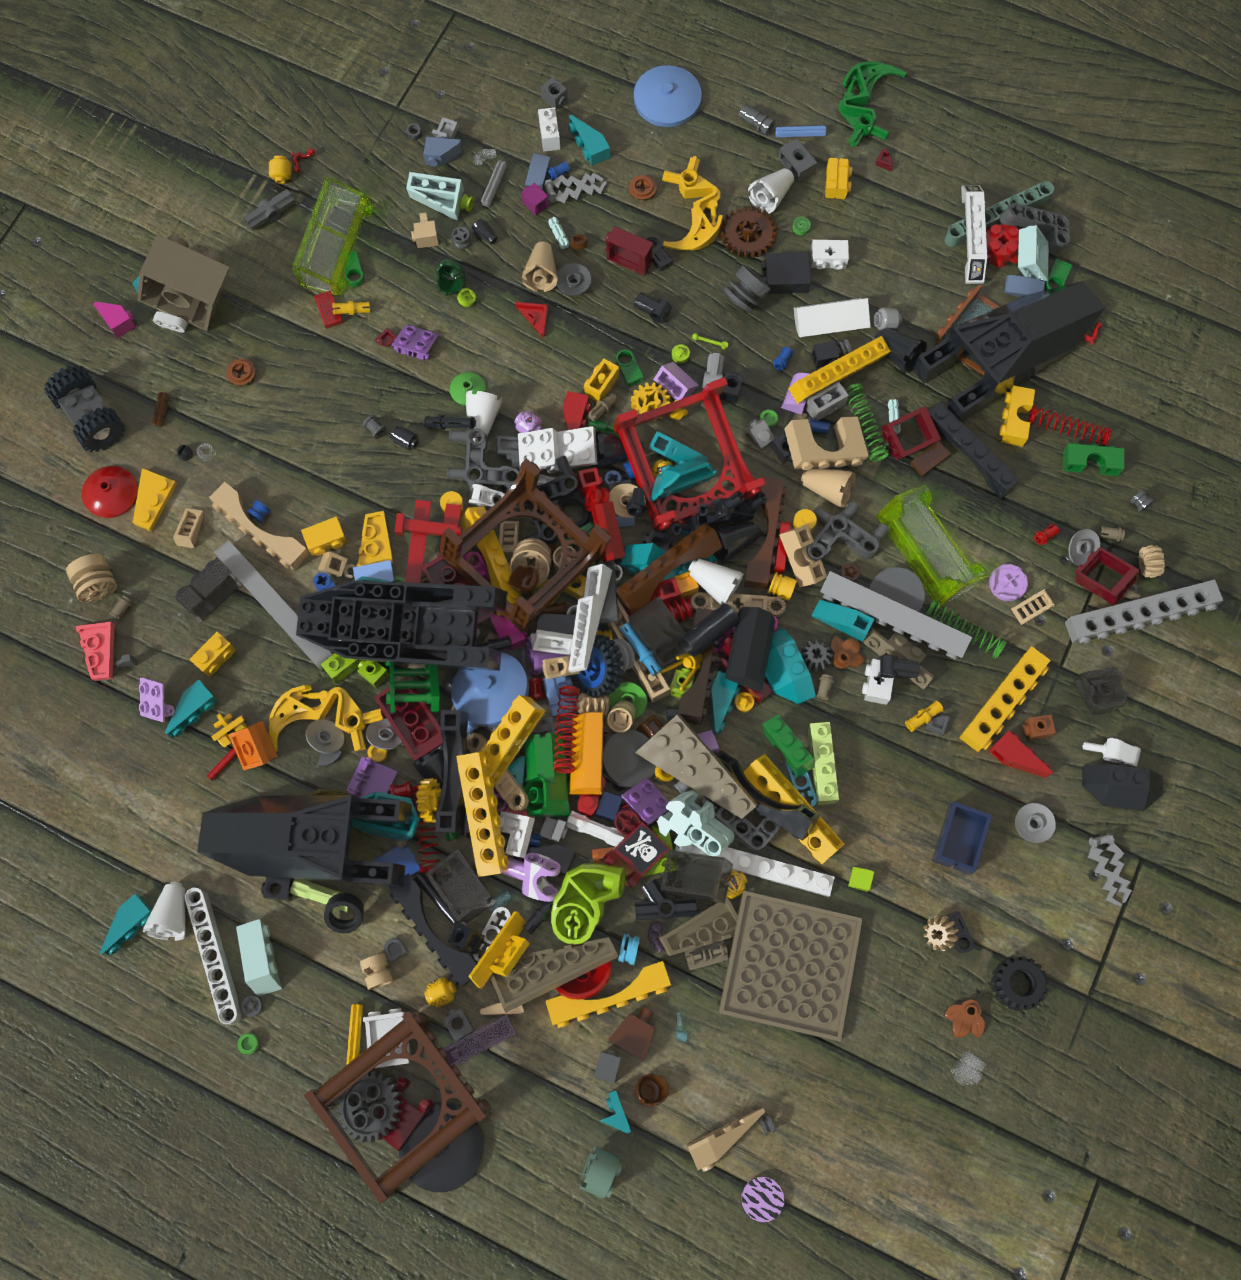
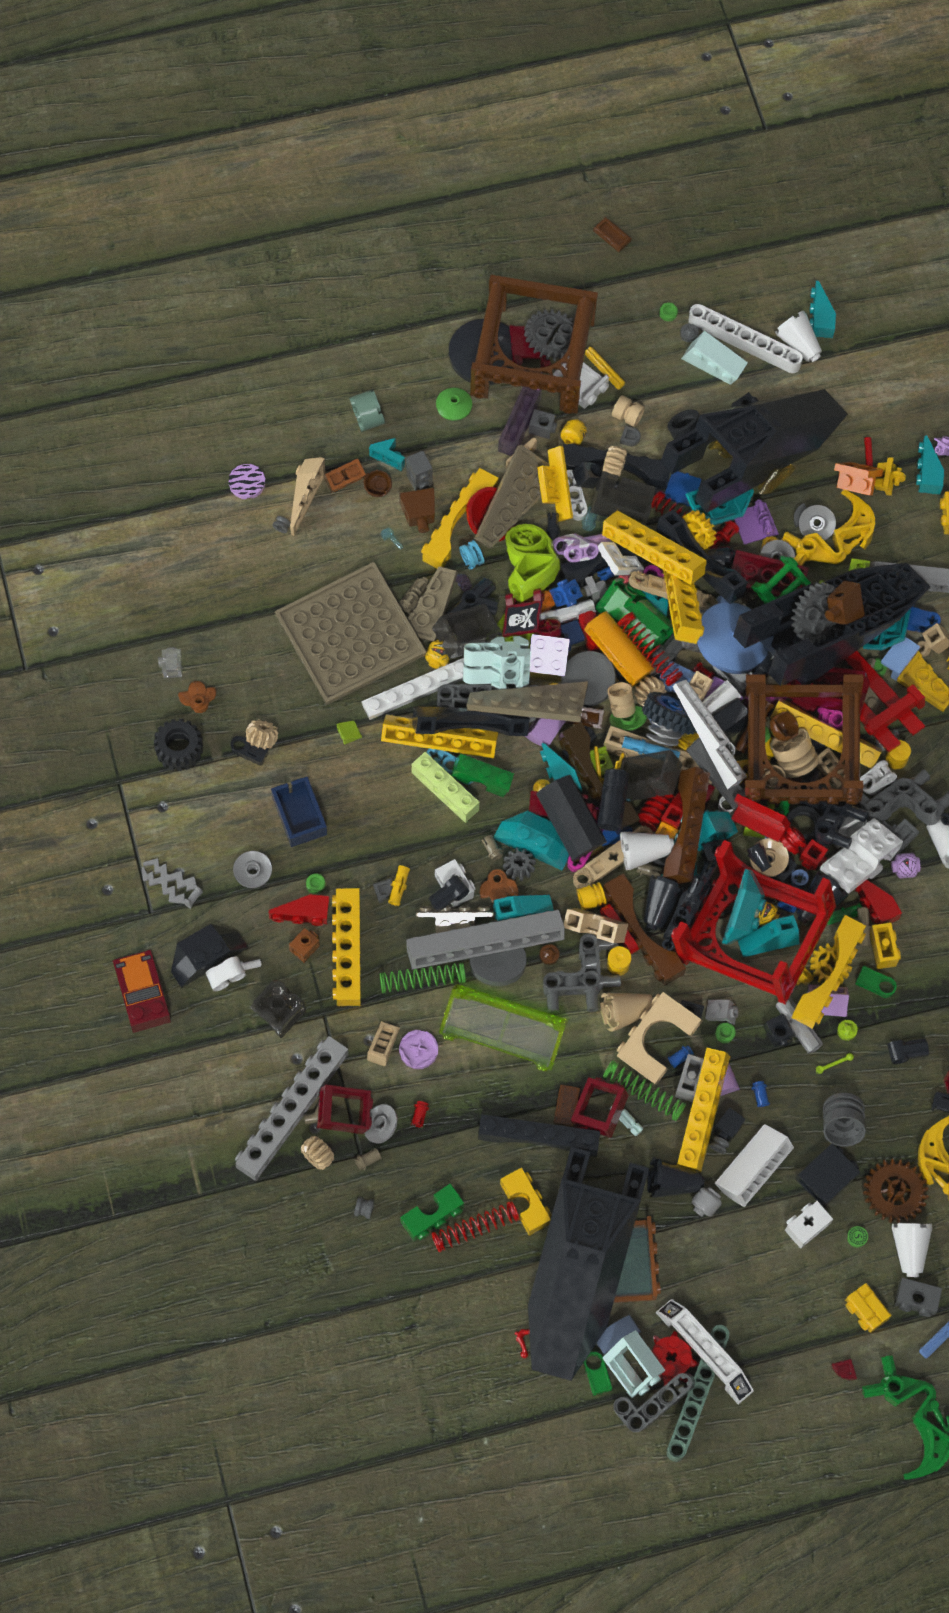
camera: 135 degrees right, 5 degrees down
(219, 1170) = (612, 234): none -> reddish brown tile
(389, 617) = (845, 603): none -> reddish brown torso
(403, 633) = (810, 613): none -> dark grey gear
(438, 924) = (615, 460): none -> tan gear
(524, 1113) = (451, 410): none -> bright green dish
(584, 842) = (566, 593): none -> blue brick
(675, 1122) = (344, 475): none -> dark orange brick
(696, 373) = (812, 1003): none -> yellow arch
(989, 773) = (315, 883): none -> bright green tile
(1200, 796) = (141, 991): none -> slope

